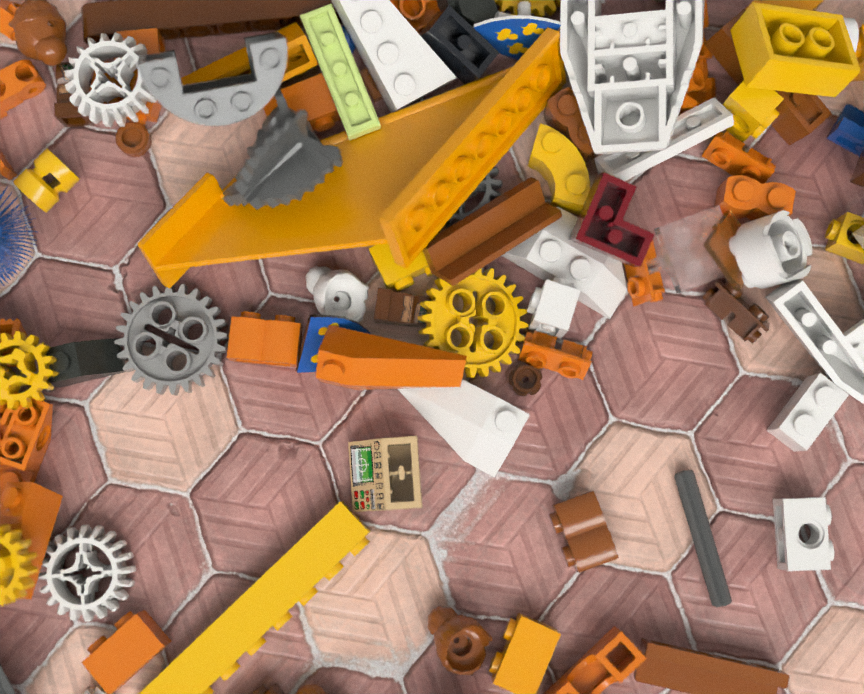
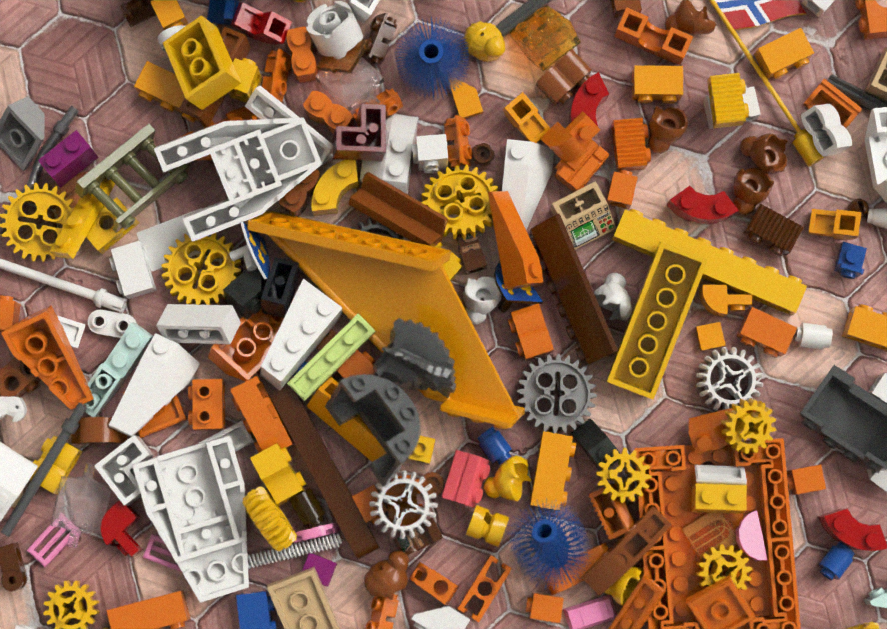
camera: 115 degrees left, 0 degrees up
(75, 291) = (552, 470): none -> light orange brick
(90, 231) = (508, 479): none -> yellow piece
(116, 178) = (466, 478): none -> coral brick
(133, 230) = (494, 445): none -> blue brick
(157, 574) = (710, 336): none -> light orange tile
(180, 139) = (423, 450): none -> yellow brick
(196, 605) = (716, 300): none -> light orange brick
(201, 508) = (656, 320): none -> yellow brick
(262, 468) = (614, 297): none -> white piece
(290, 415) = (573, 291): none -> reddish brown slope
(326, 640) = (702, 208): none -> red brick
(401, 542) = (621, 189): none -> orange brick
(456, 502) = (578, 172): none -> orange brick
(456, 581) = (629, 144): none -> orange brick
(492, 499) = (570, 141): none -> orange brick
(534, 542) = (589, 98): none -> red brick
(547, 456) = (525, 117): none -> light orange brick
(610, 389) = (465, 99): none -> light orange tile
(650, 530) = (545, 37): none -> clear yellow slope
(666, 200) = (323, 111): none -> orange brick
(668, 448) = (485, 47): none -> yellow piece
(680, 363) = (432, 58): none -> blue piece
(817, 162) = (261, 26): none -> red brick

